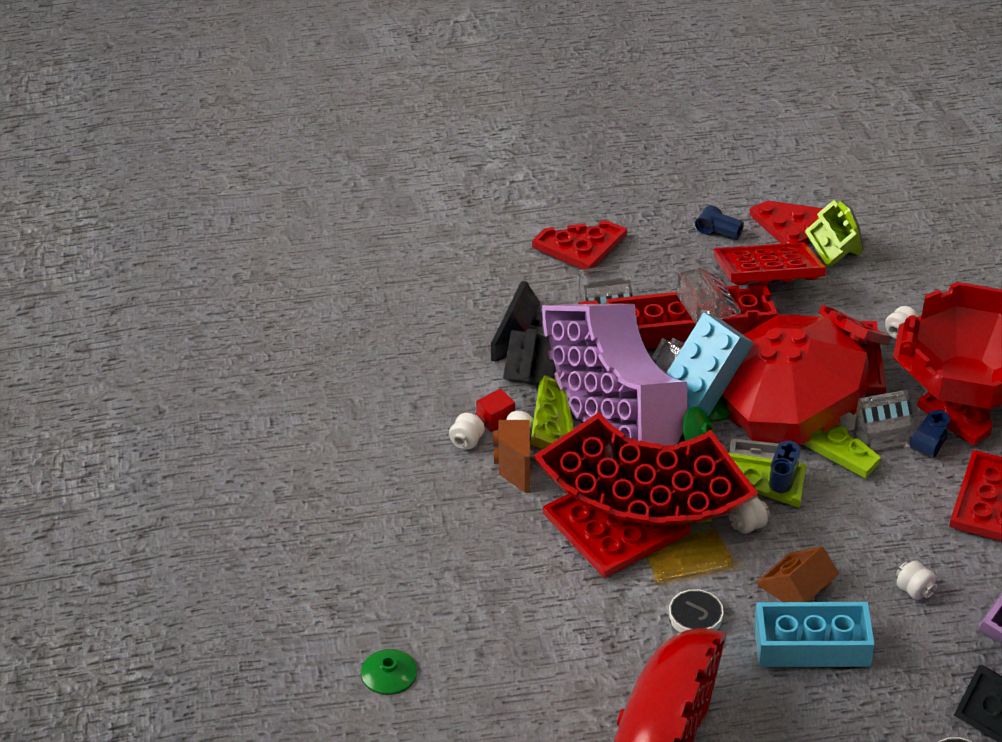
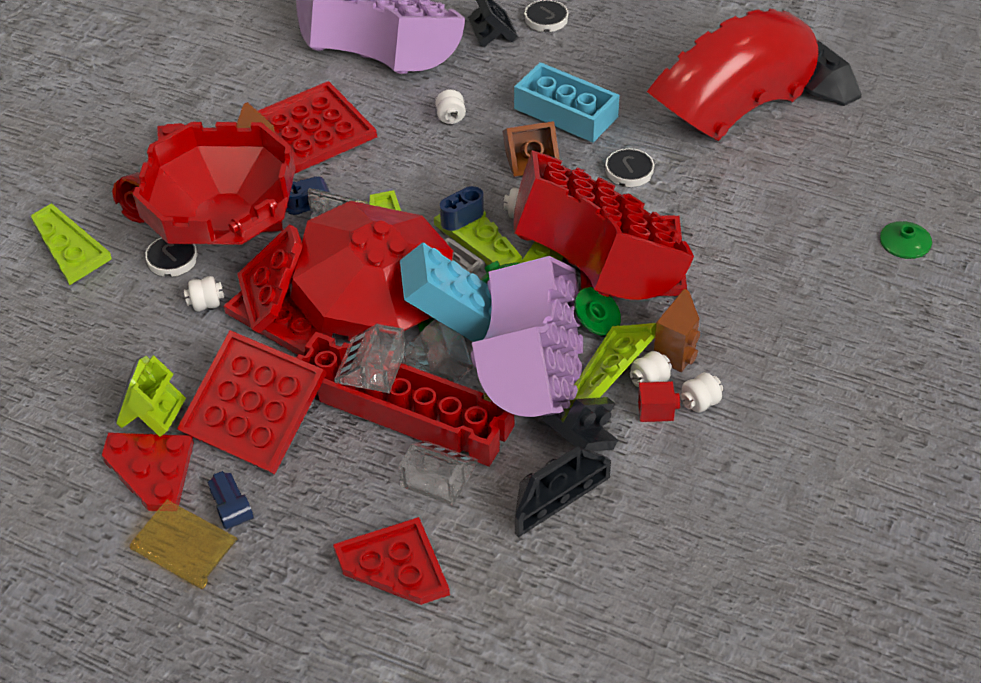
camera: 145 degrees left, 5 degrees up
(720, 194) = (183, 543): none -> clear yellow piece

